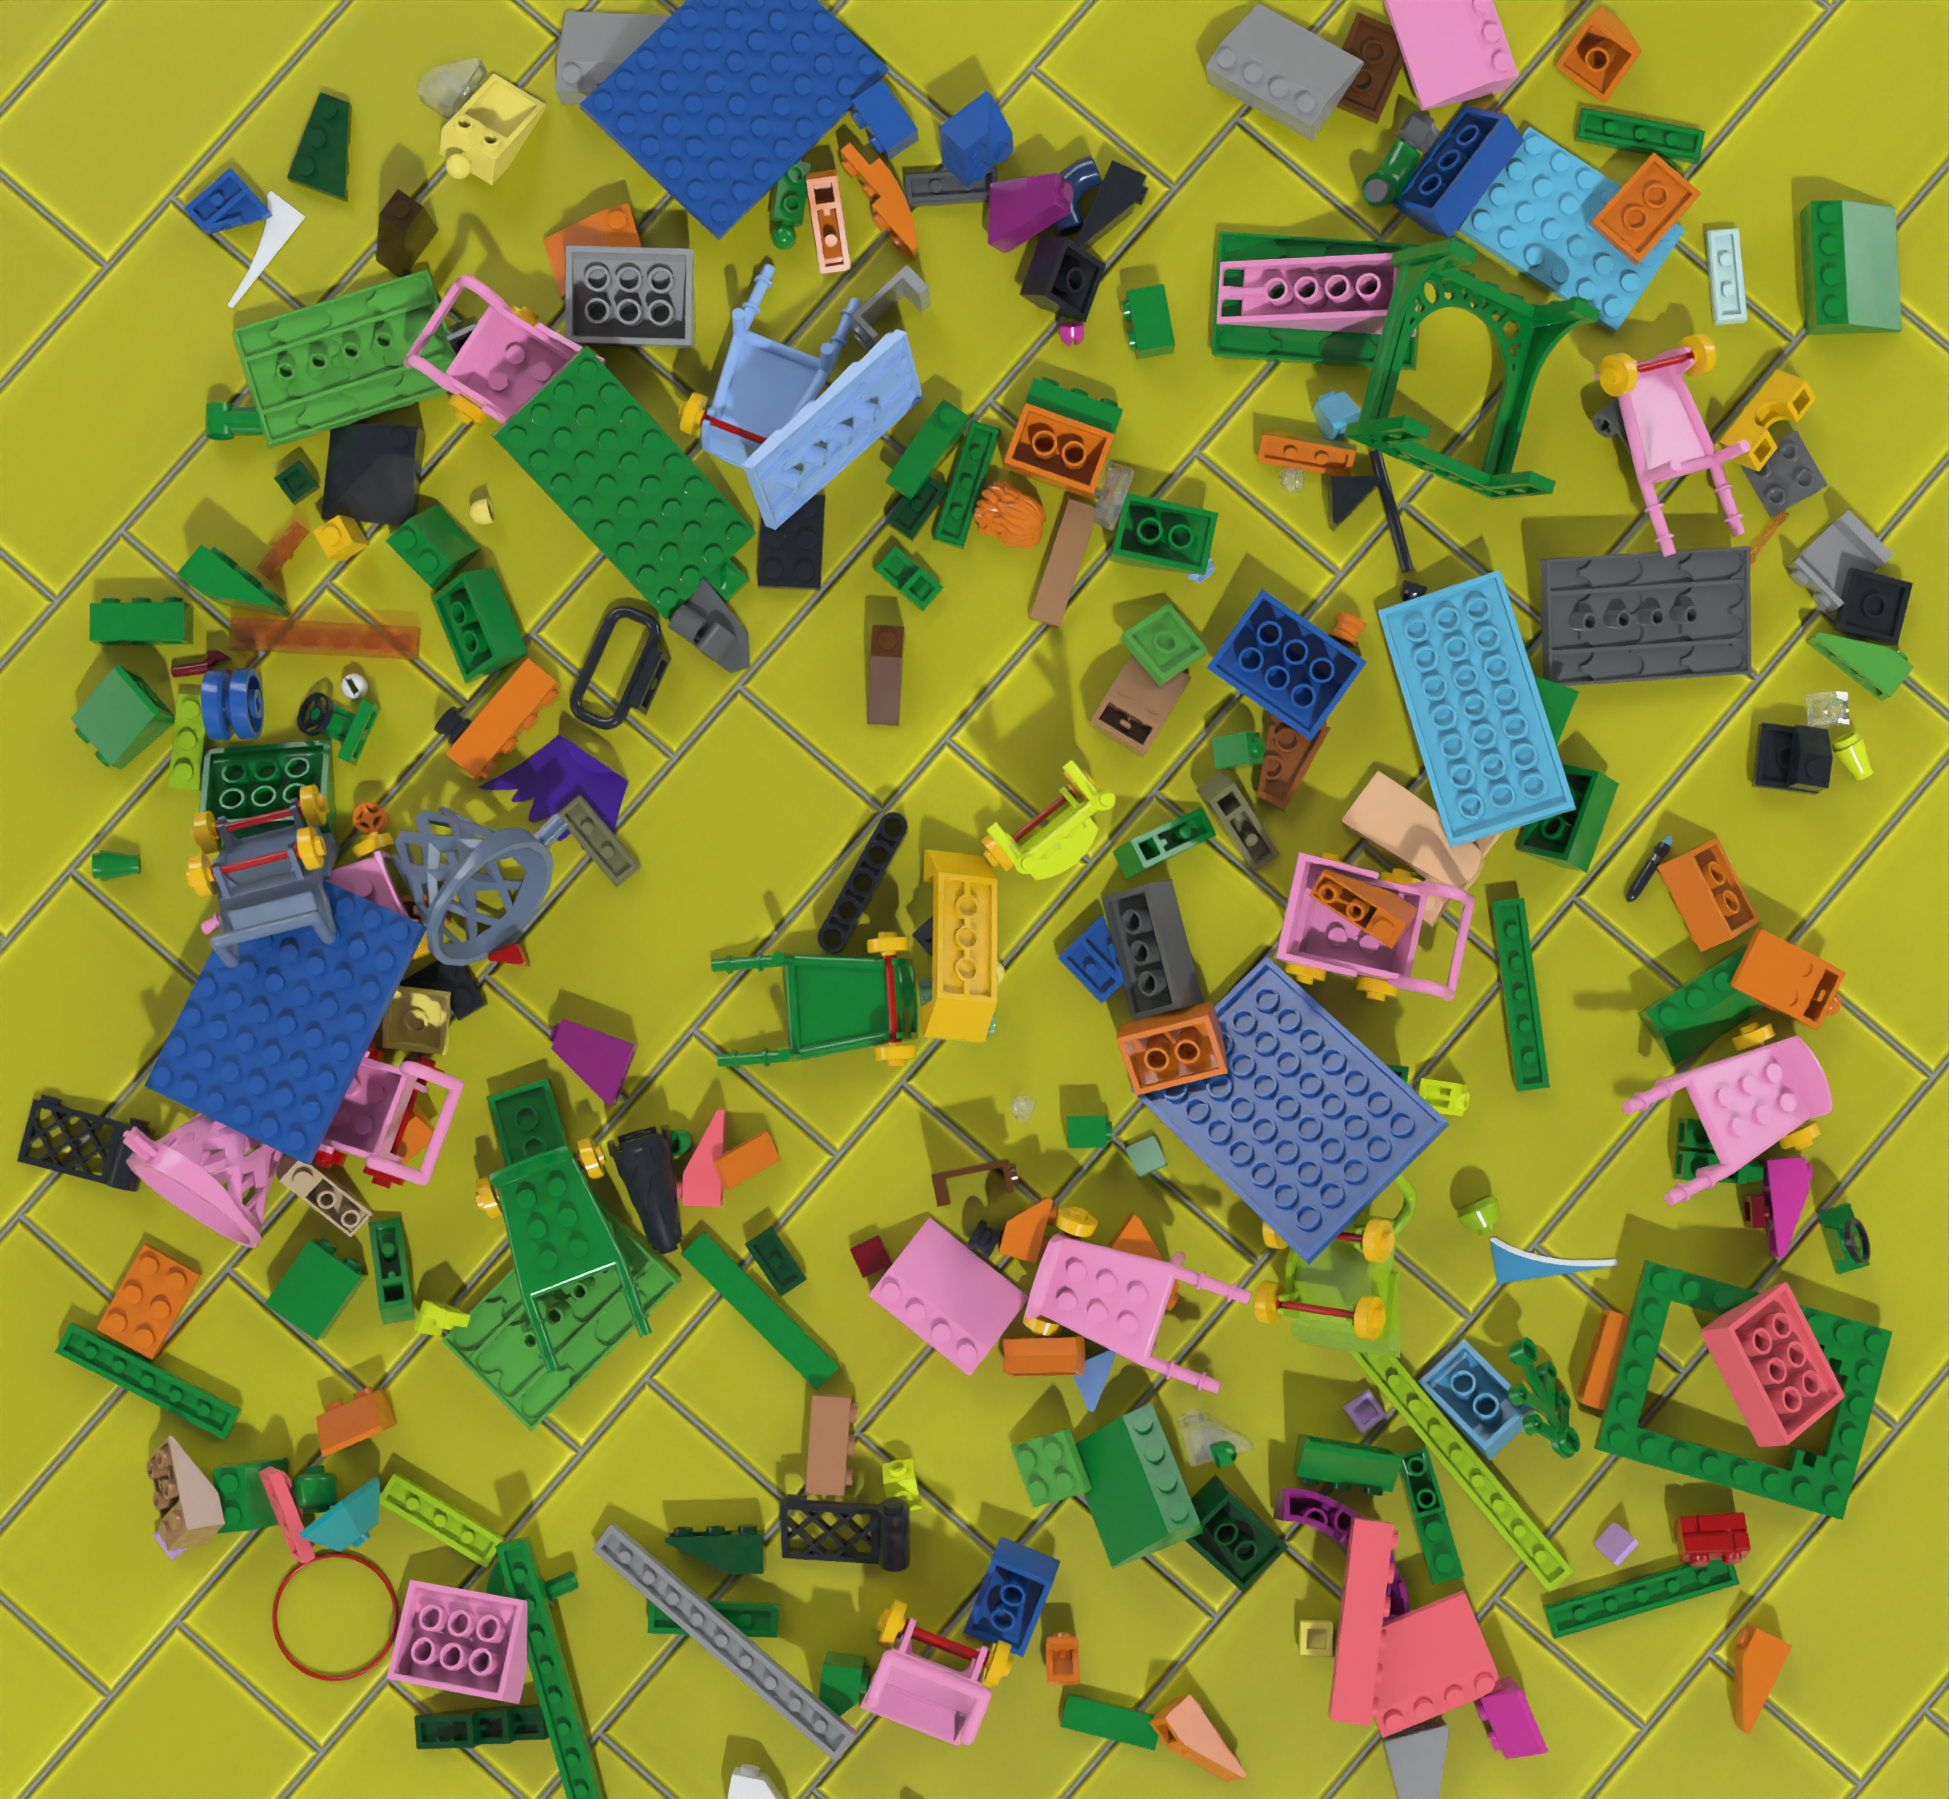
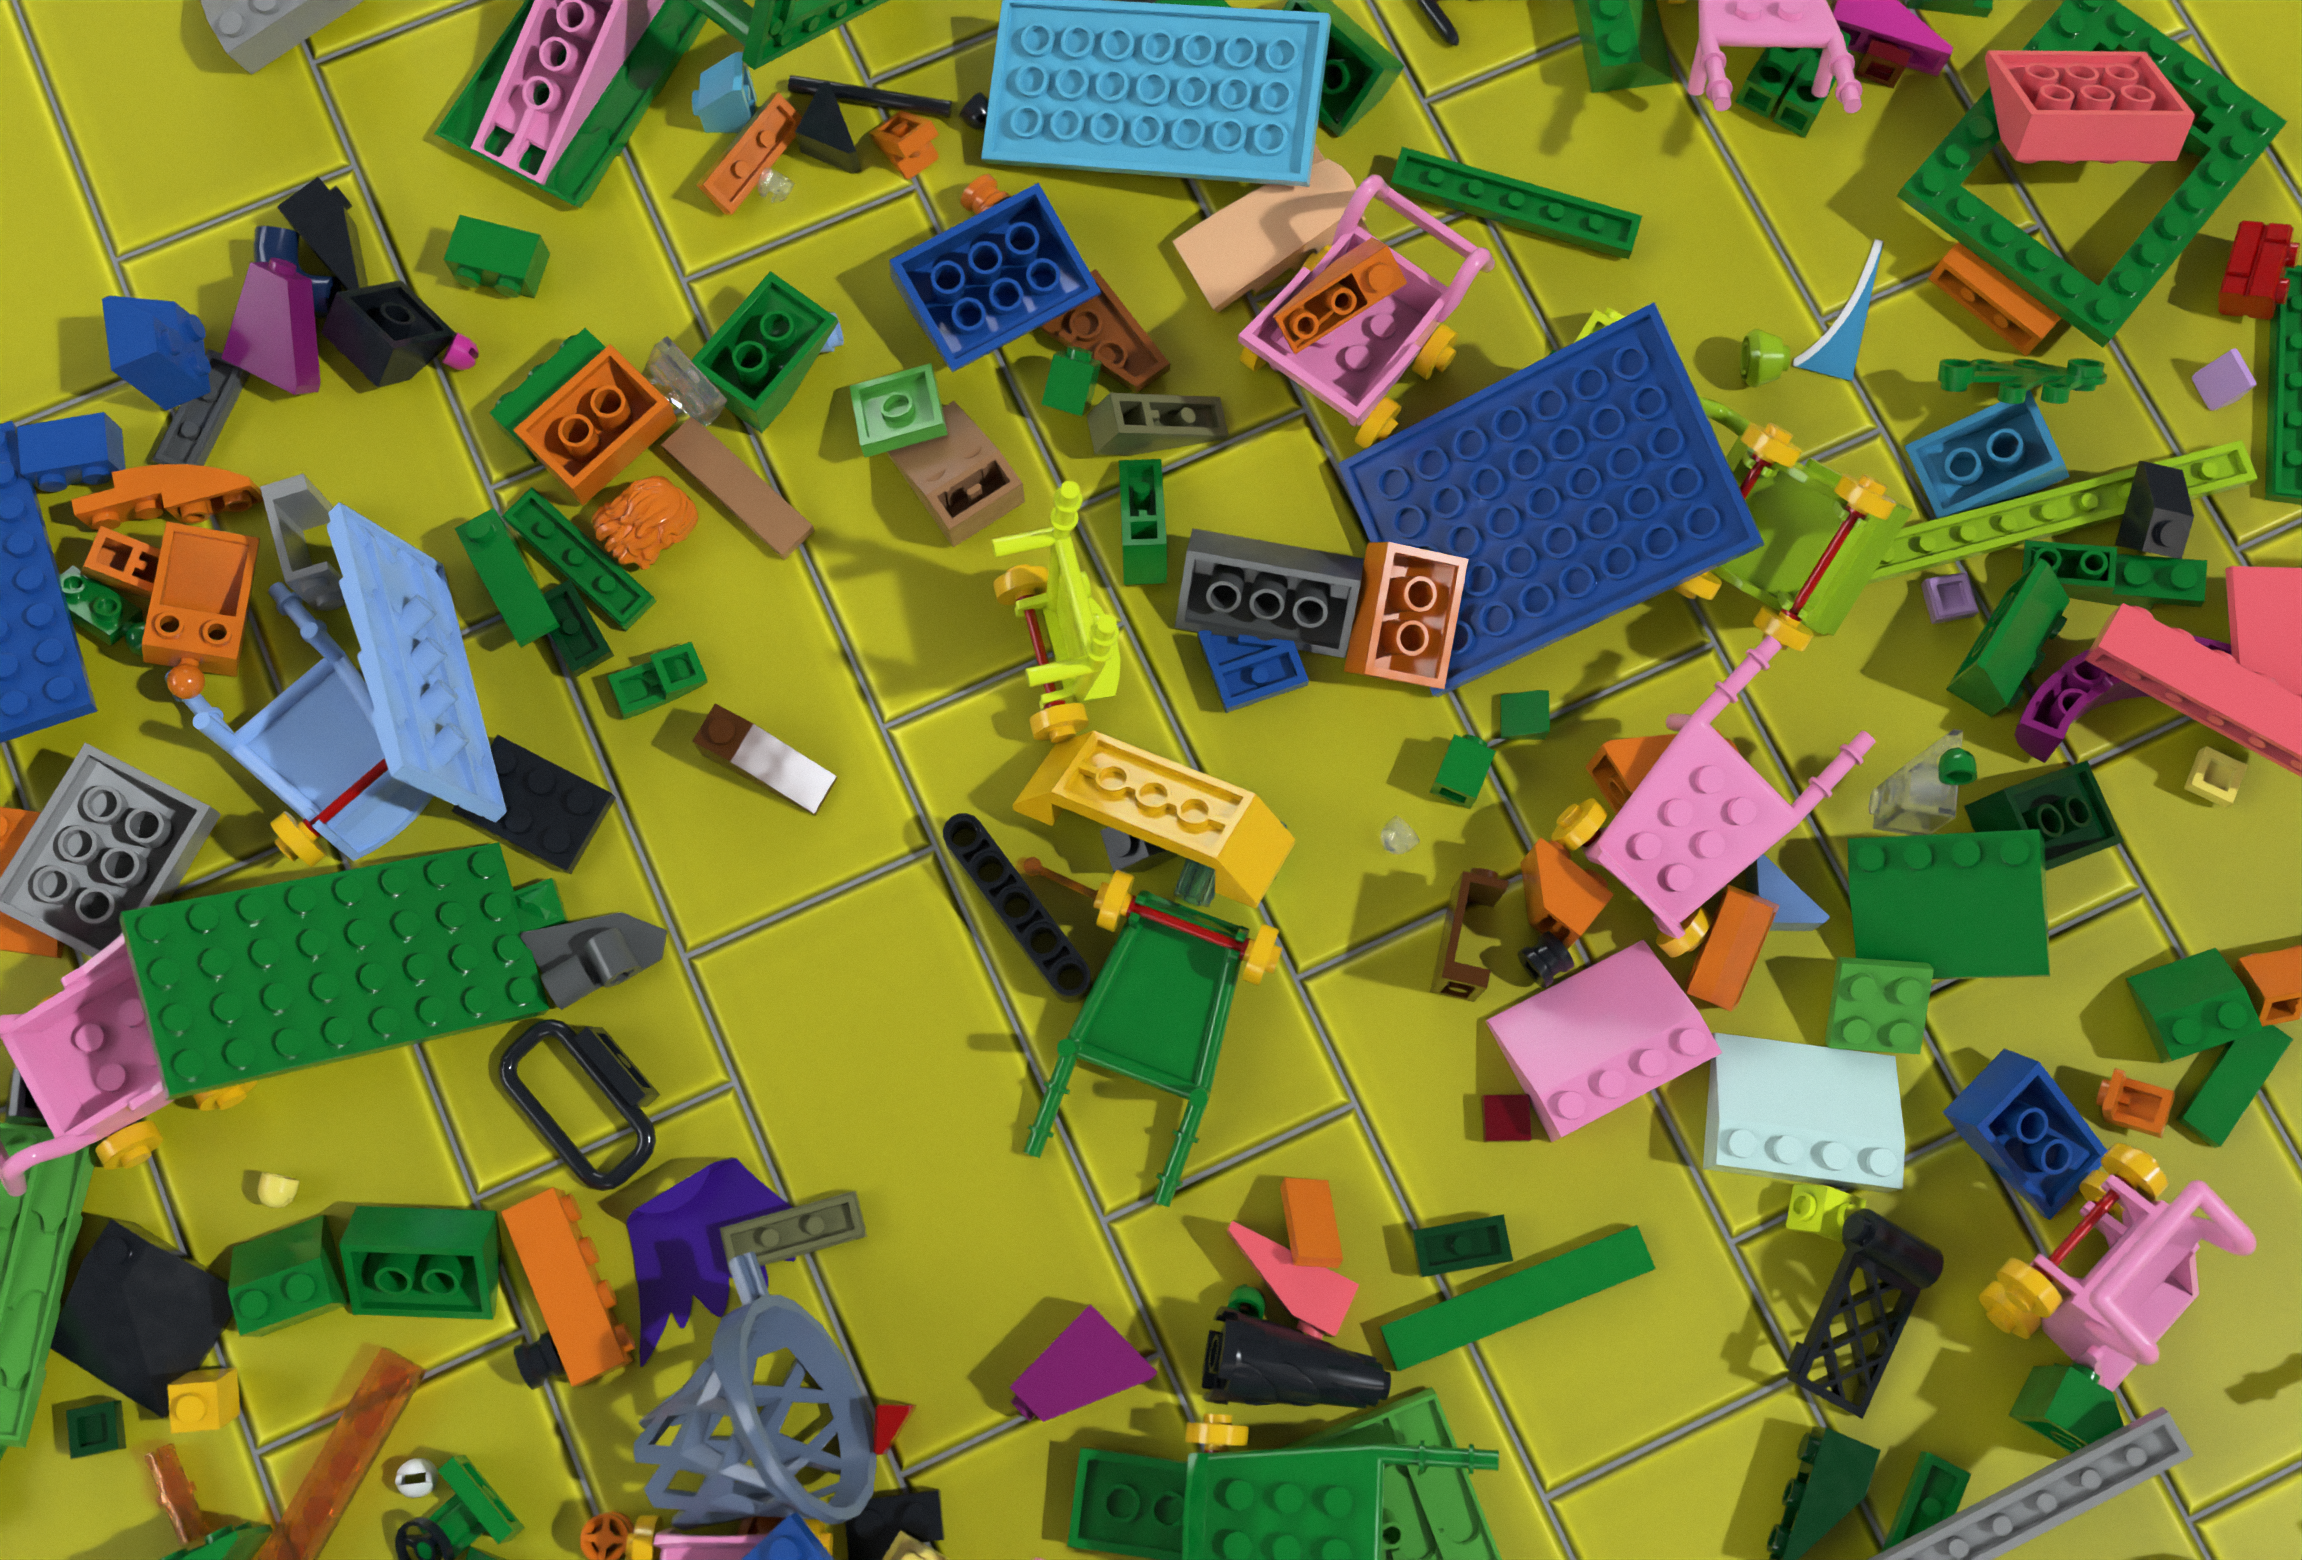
camera: 75 degrees left, 10 degrees down
(825, 261) = (199, 595): none -> orange slope
(830, 1444) = (1736, 1282): nougat brick -> none
(897, 881) = (1034, 867): none -> clear orange hinge
(960, 1446) = (1804, 1114): none -> light aqua slope
(1144, 1674) = (2193, 1005): none -> green slope
(1366, 552) = (907, 142): none -> orange slope
(1485, 1529) = (2157, 512): none -> black slope

